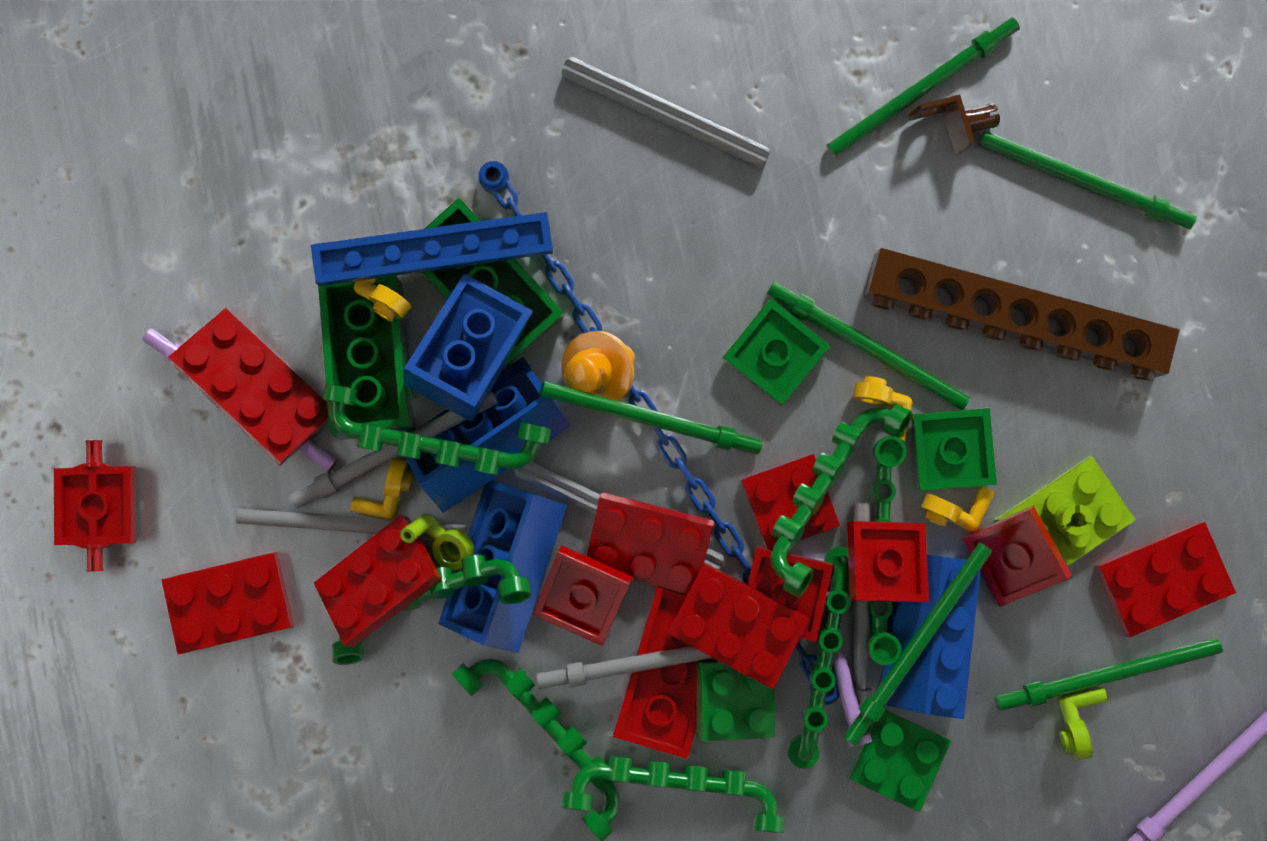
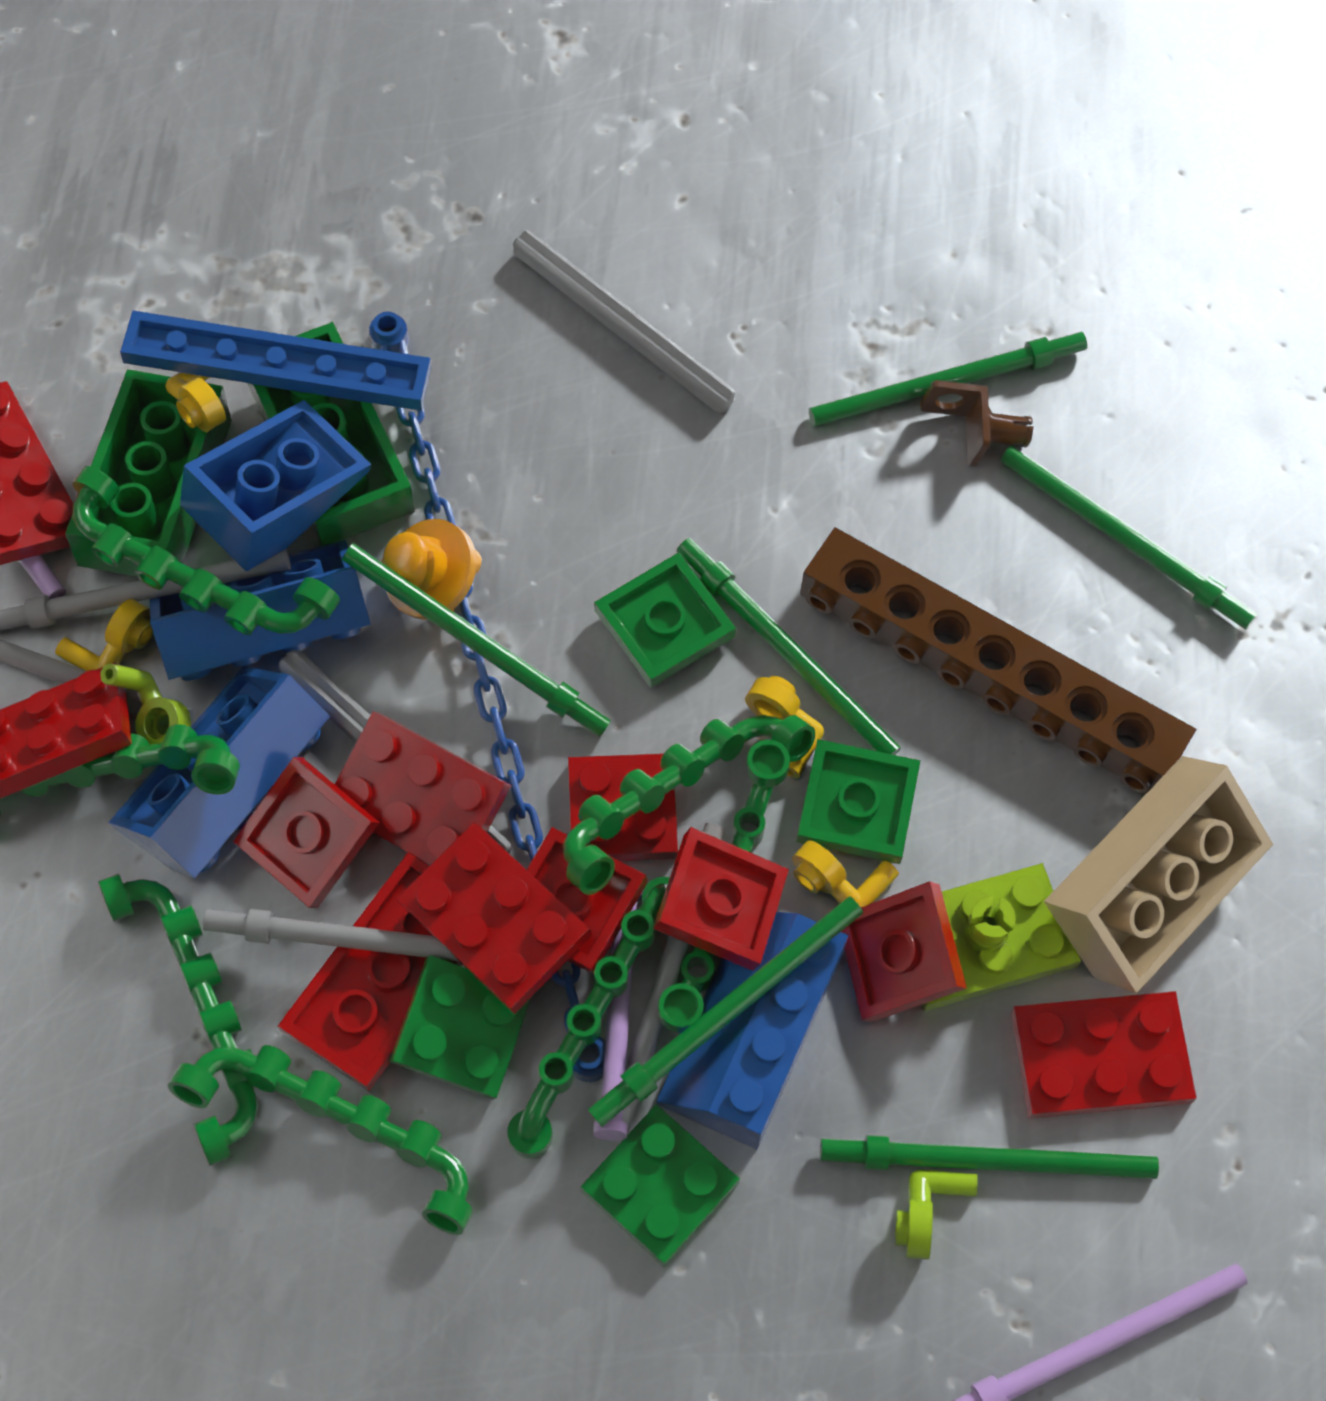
camera: 15 degrees right, 20 degrees down
(1180, 447) = (1159, 873): none -> tan brick

